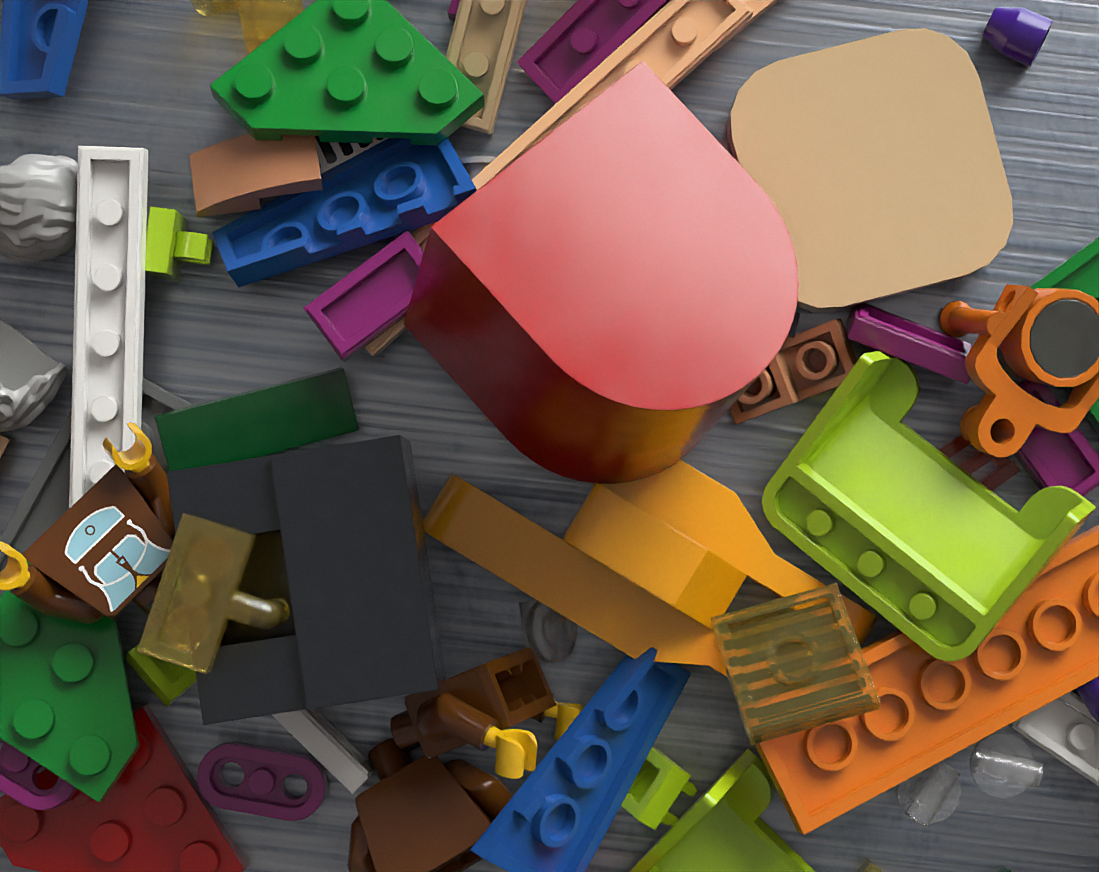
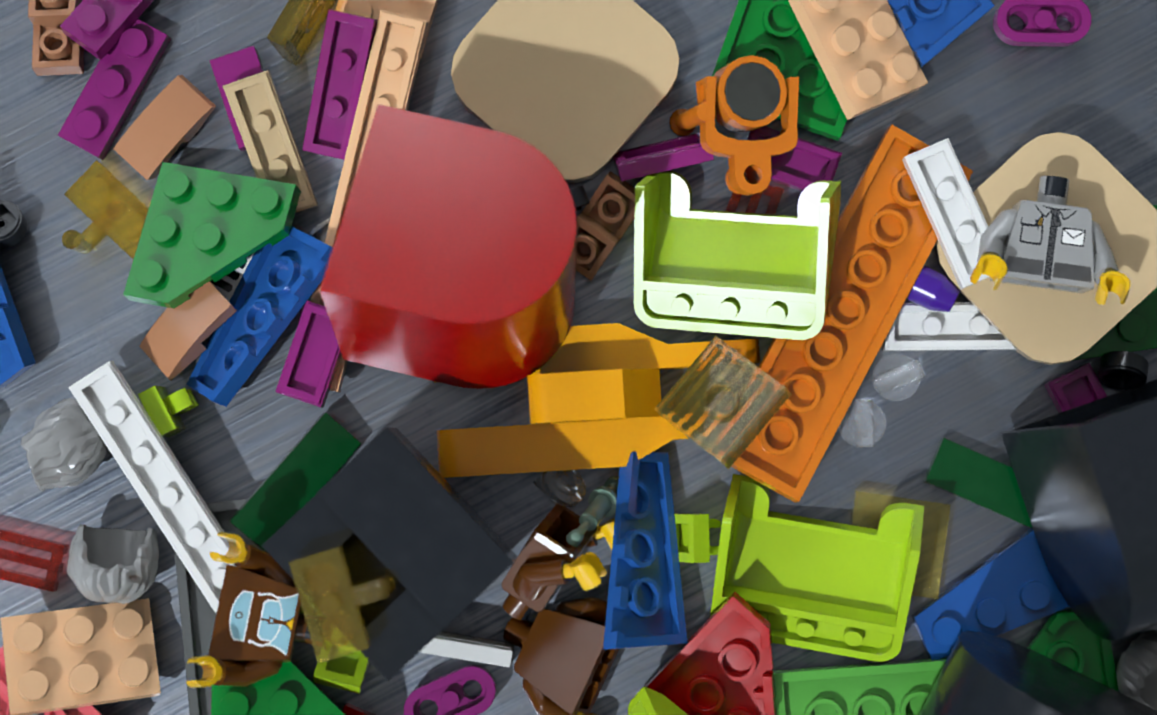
camera: 30 degrees left, 0 degrees up
(578, 683) = (601, 504): none -> sand green piece

